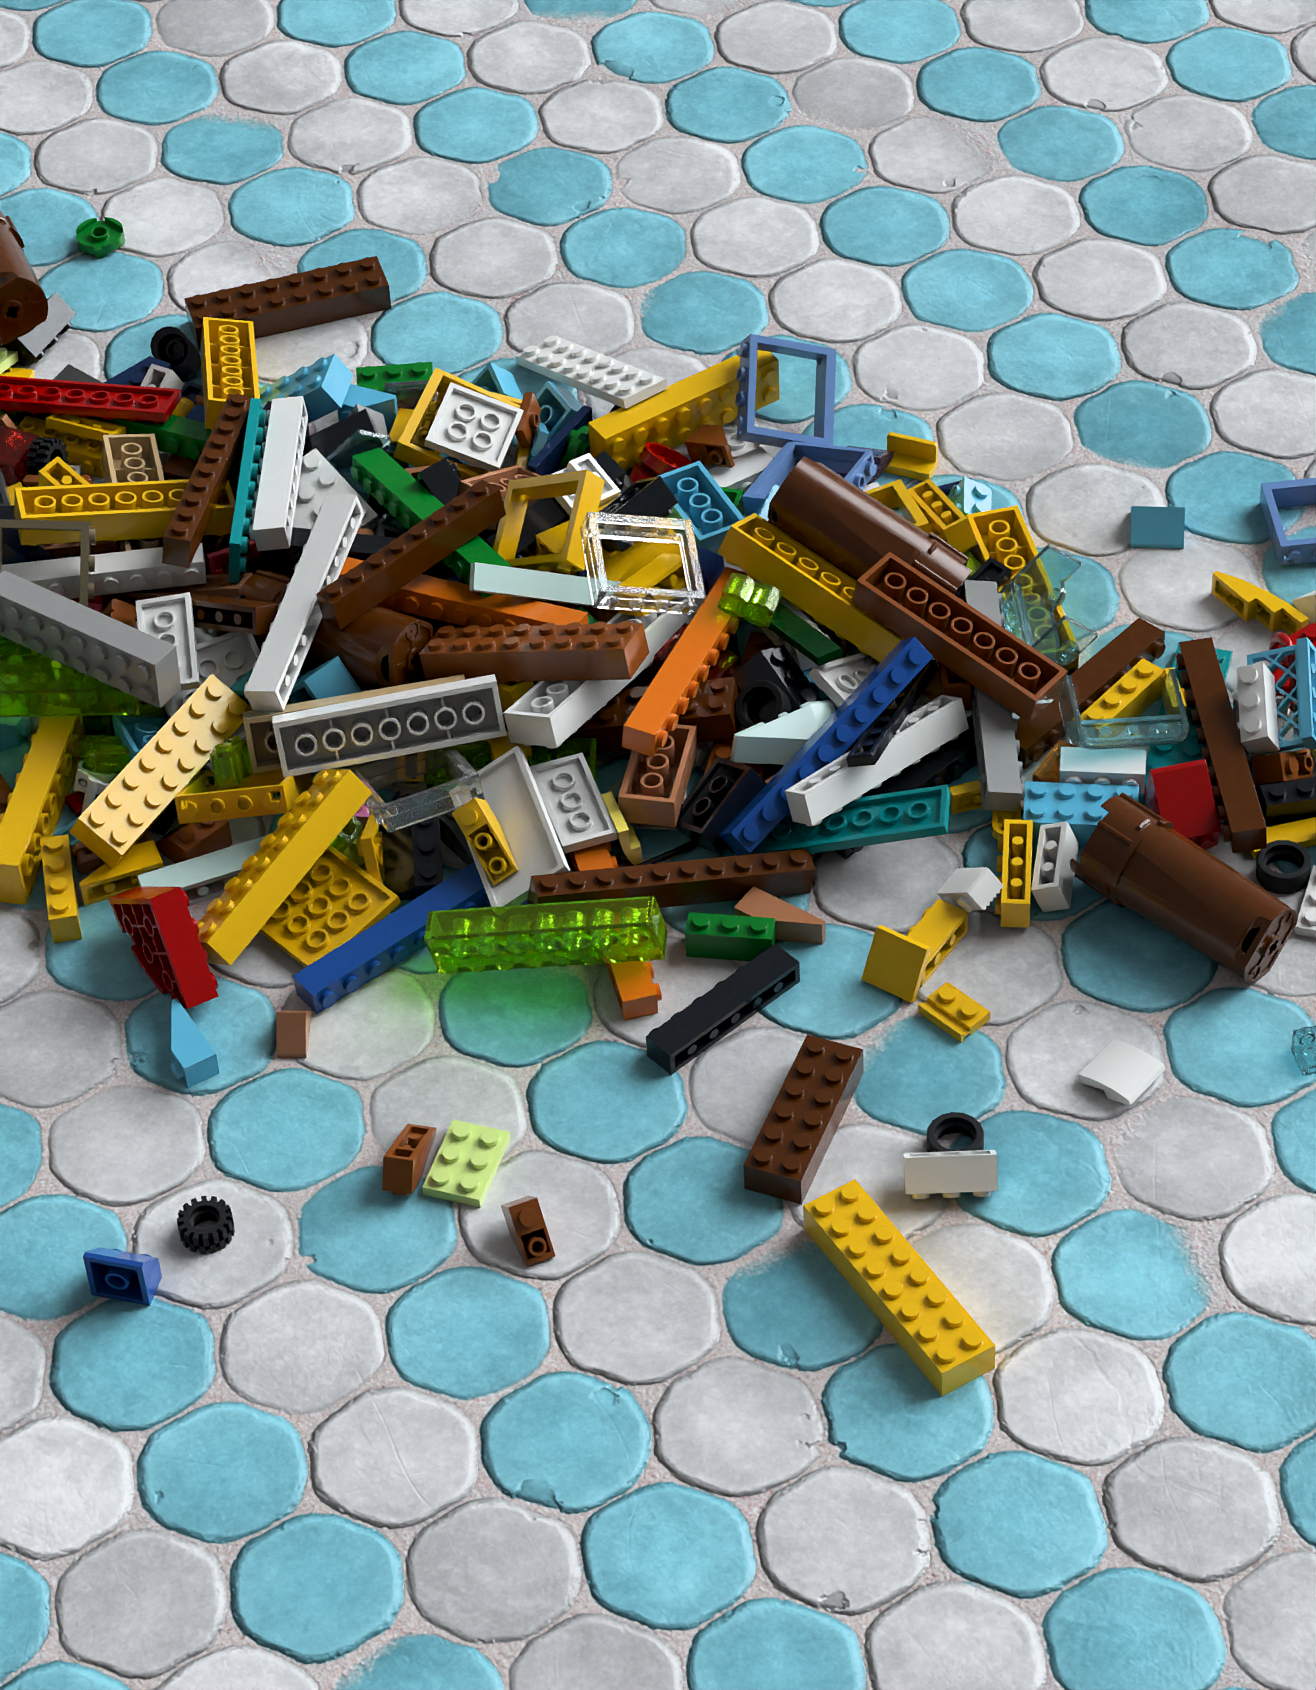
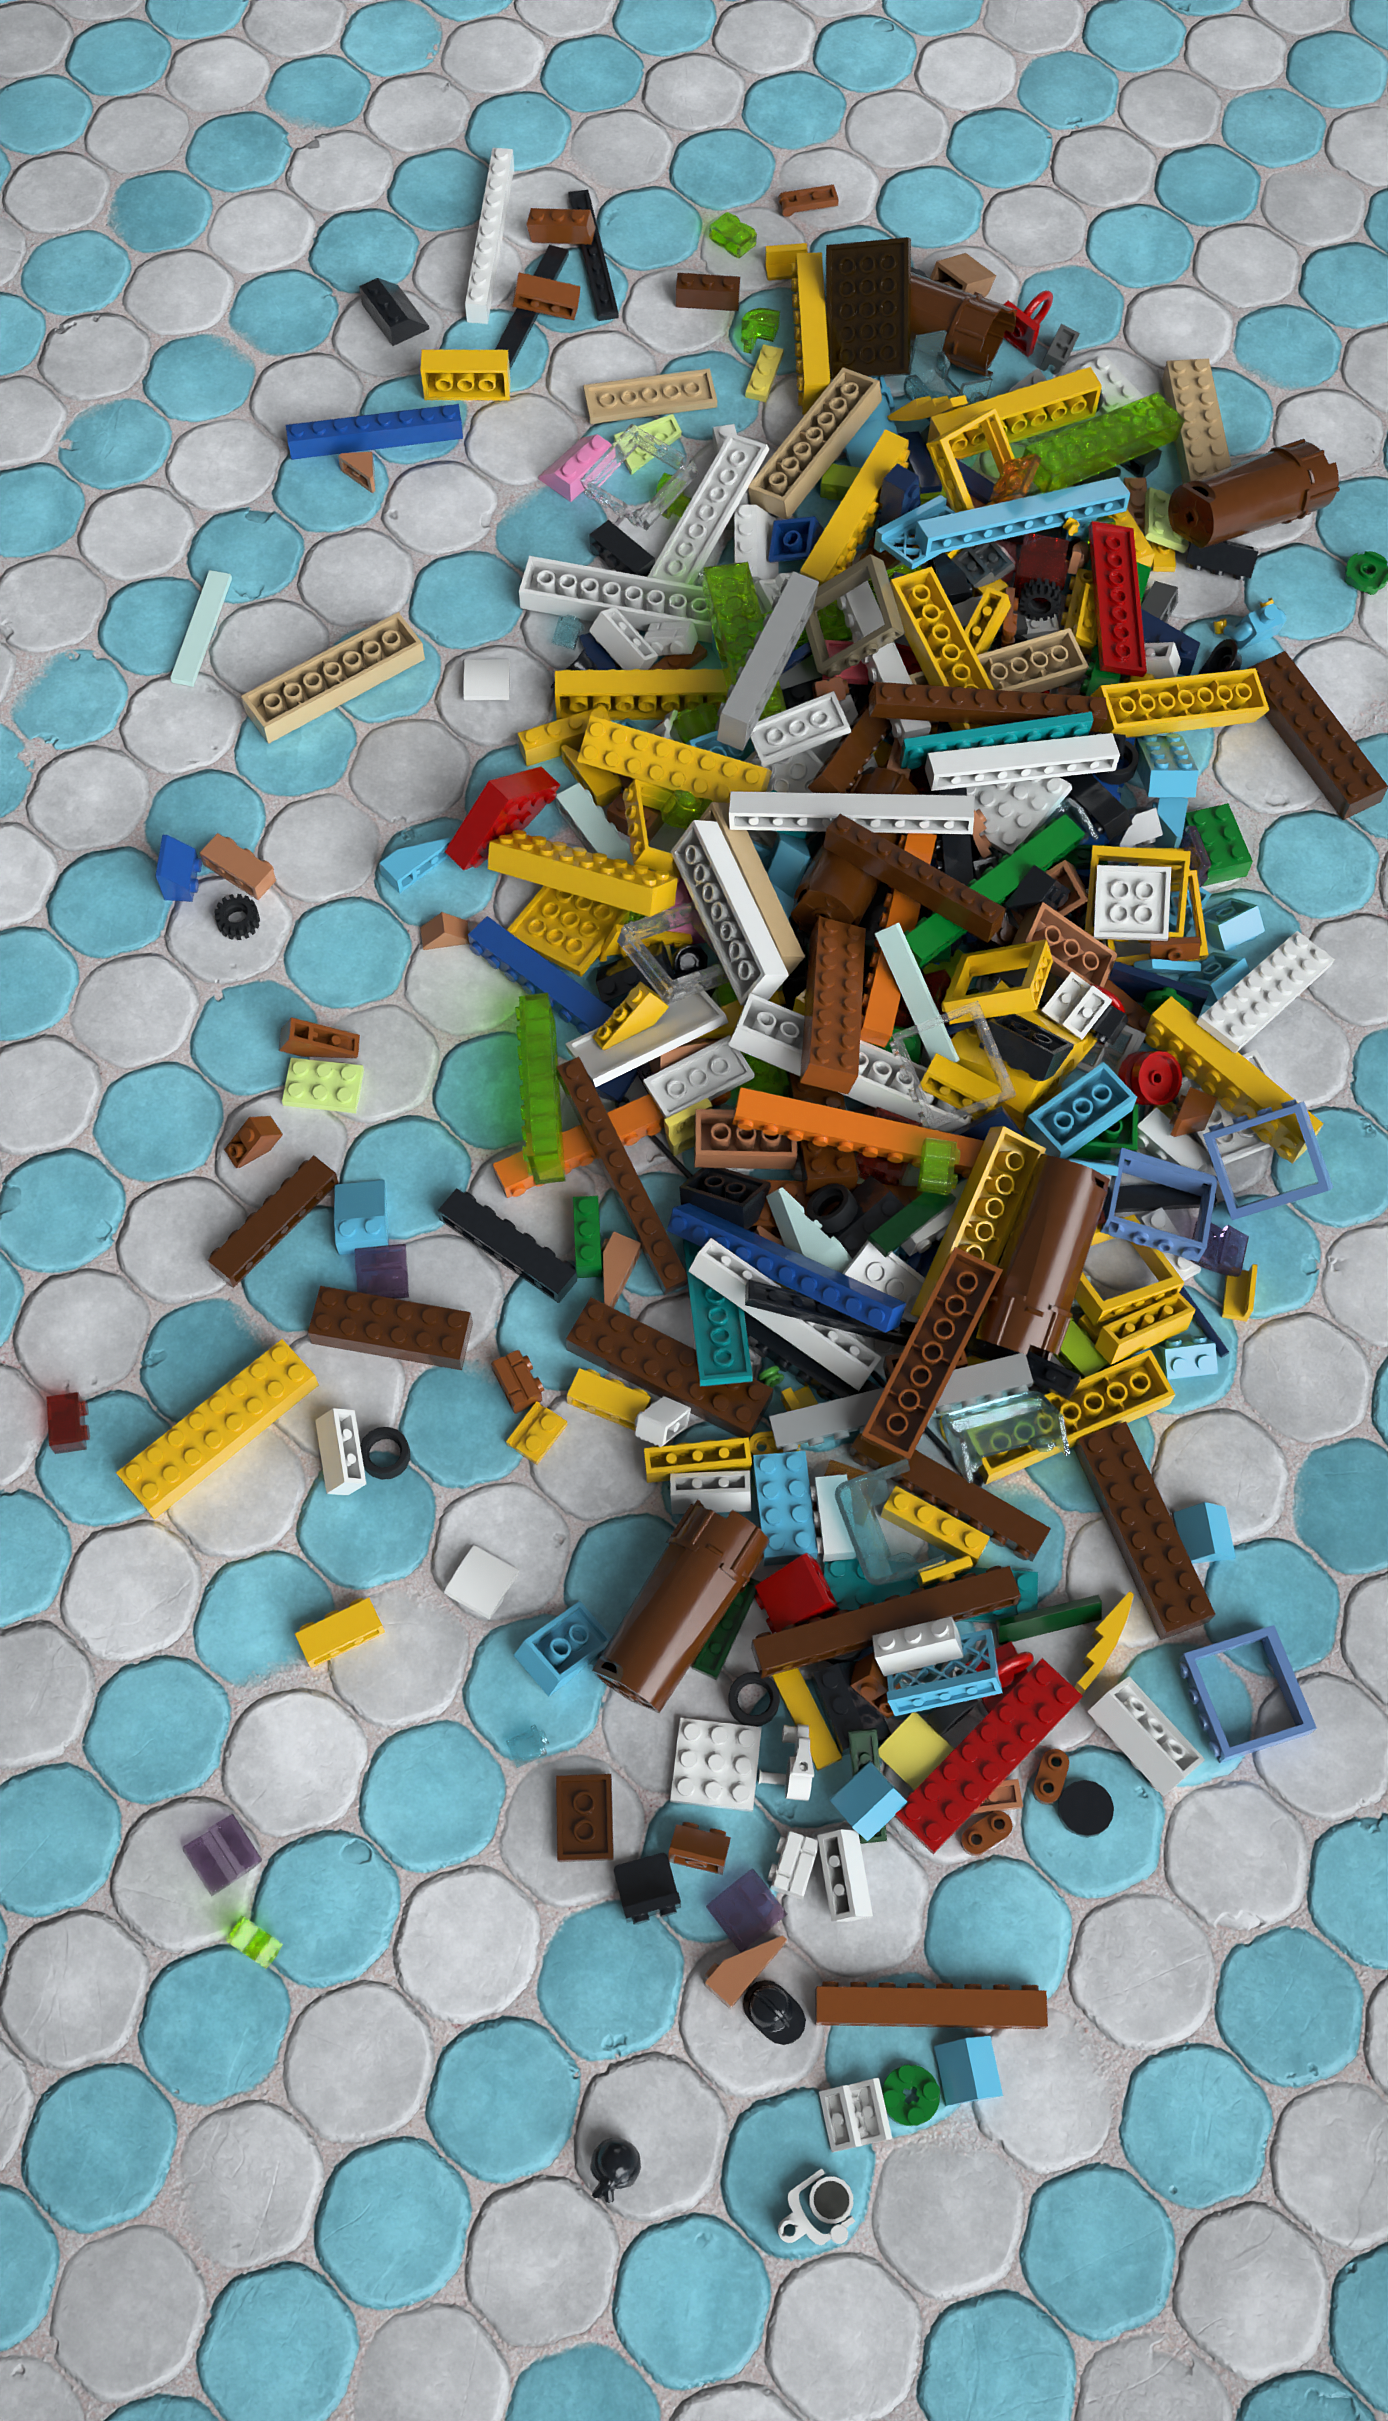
camera: 75 degrees right, 20 degrees up
(134, 1214) = (238, 866): none -> nougat brick
(139, 315) = (1254, 626): none -> medium azure torso
(640, 1218) = (272, 1221): none -> reddish brown brick
(653, 1136) = (360, 1216): none -> medium azure slope
(727, 1127) = (382, 1271): none -> clear purple slope
(861, 1435) = (67, 1422): none -> clear red brick
(892, 1016) = (517, 1381): none -> dark orange brick
(896, 963) = (569, 1373): yellow tile -> none
(902, 888) = (664, 1368): none -> reddish brown brick
(1160, 558) = (1143, 1531): none -> reddish brown brick
(1162, 1196) = (339, 1632): none -> yellow brick
(1210, 1010) = (562, 1648): none -> medium azure slope
(1228, 635) = (1048, 1619): none -> dark green tile

